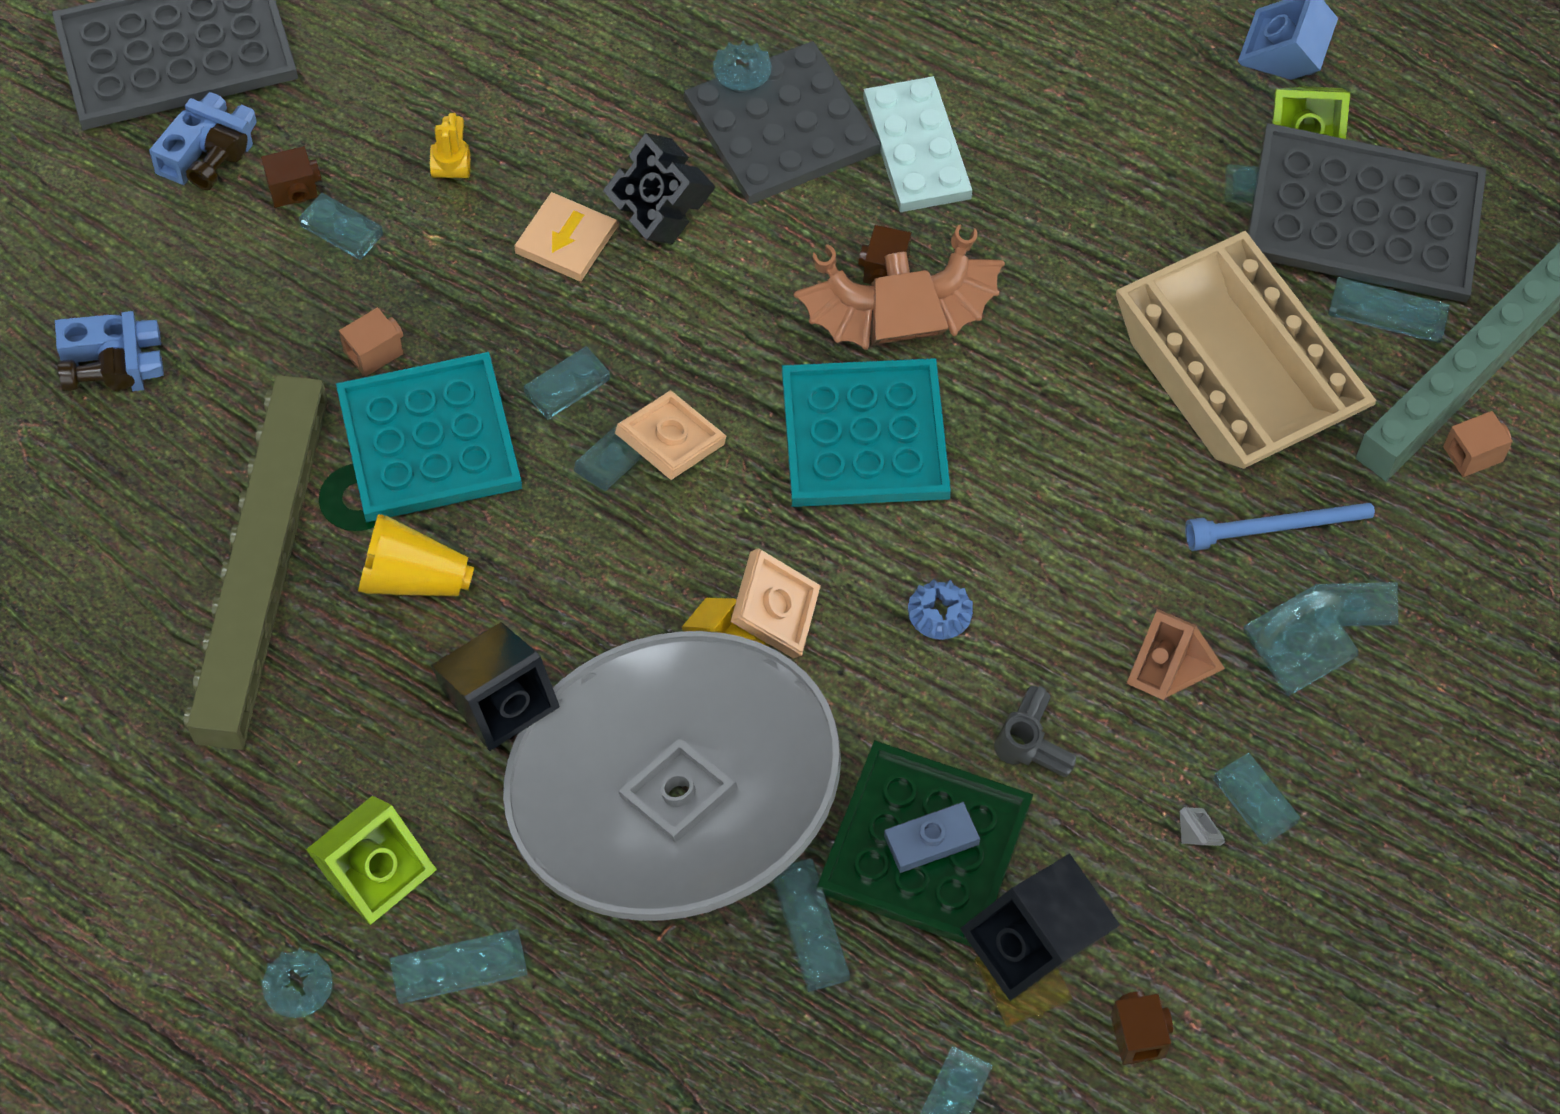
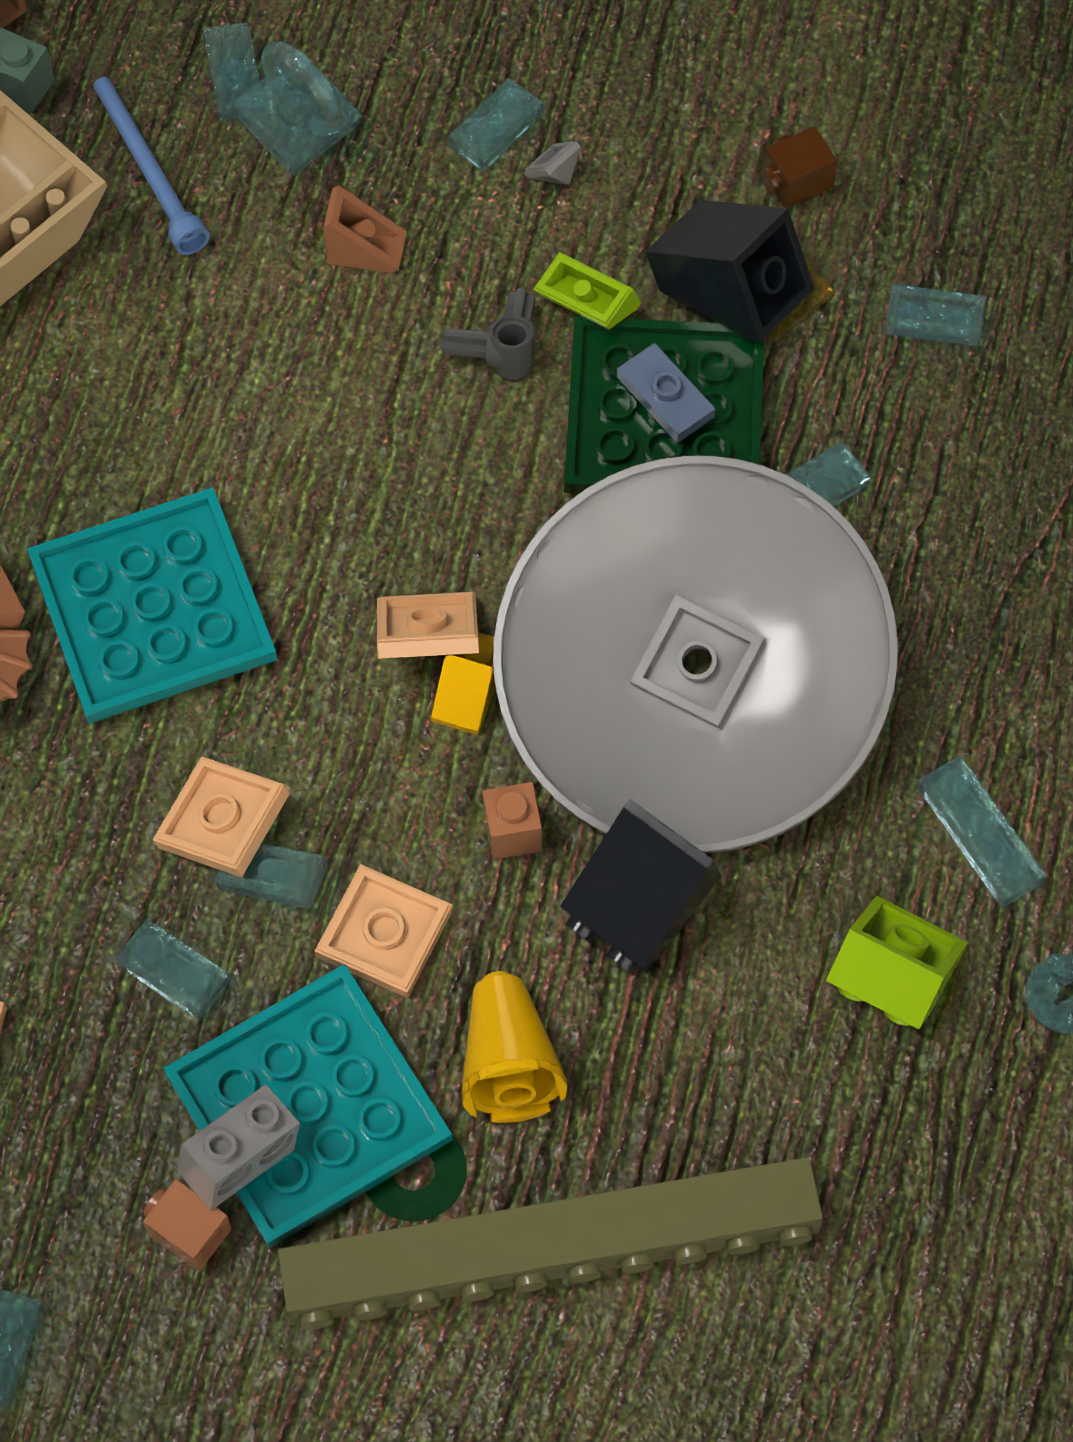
camera: 105 degrees left, 5 degrees up
(398, 365) = (238, 1147): none -> light grey brick
(543, 521) = (384, 930): none -> light nougat tile
(591, 620) = (512, 820): none -> nougat brick
(929, 621) = (358, 486): medium blue gear -> none
(1054, 812) = (587, 292): none -> lime slope

